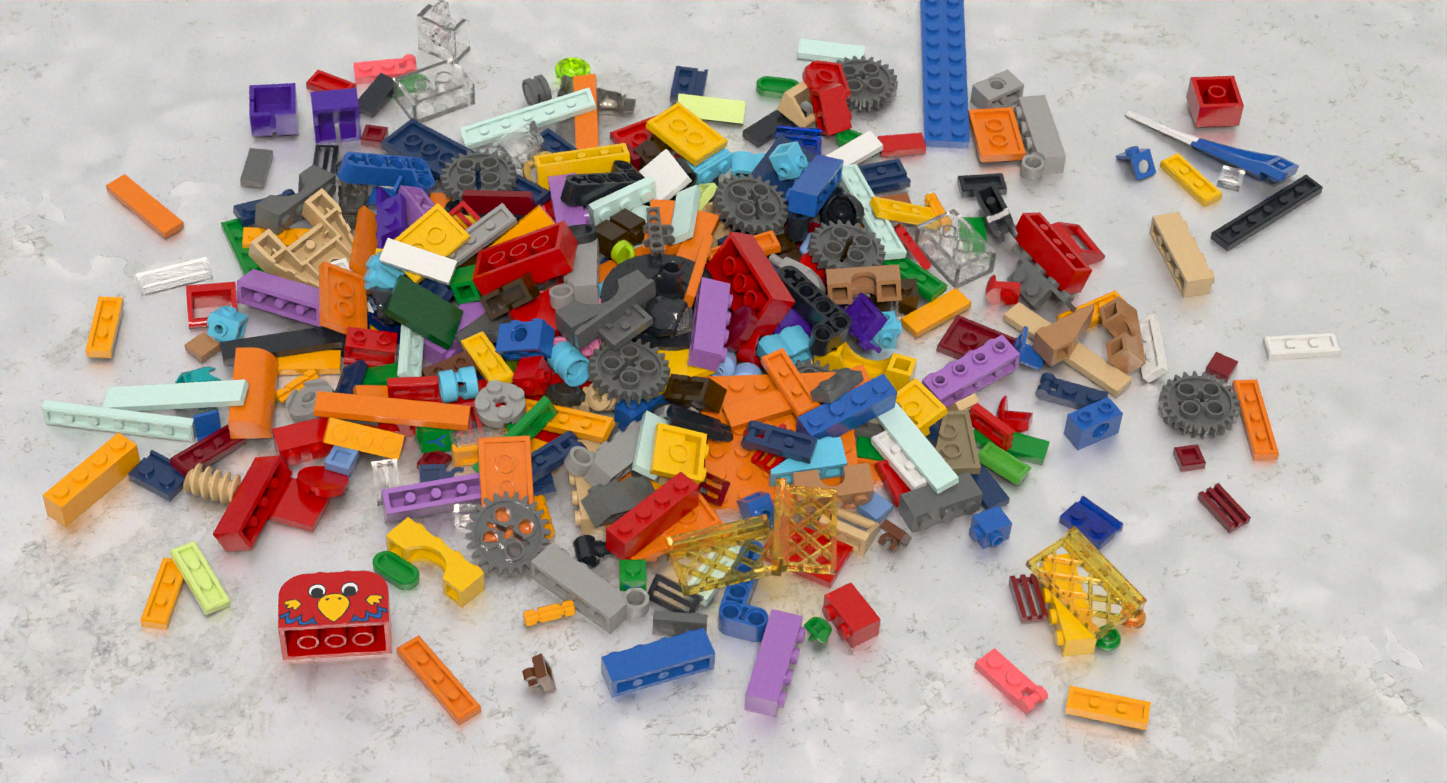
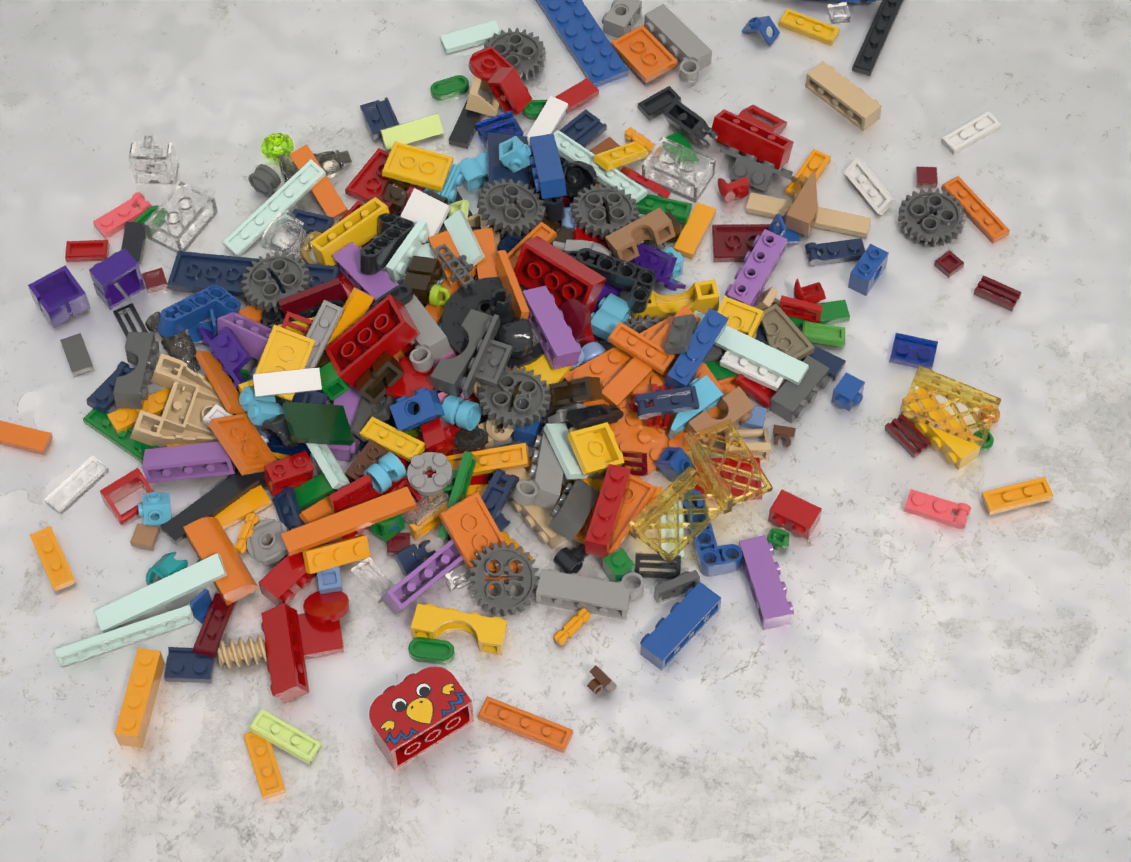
camera: 25 degrees left, 10 degrees up
(1126, 348) = (854, 195): medium nougat arch -> none

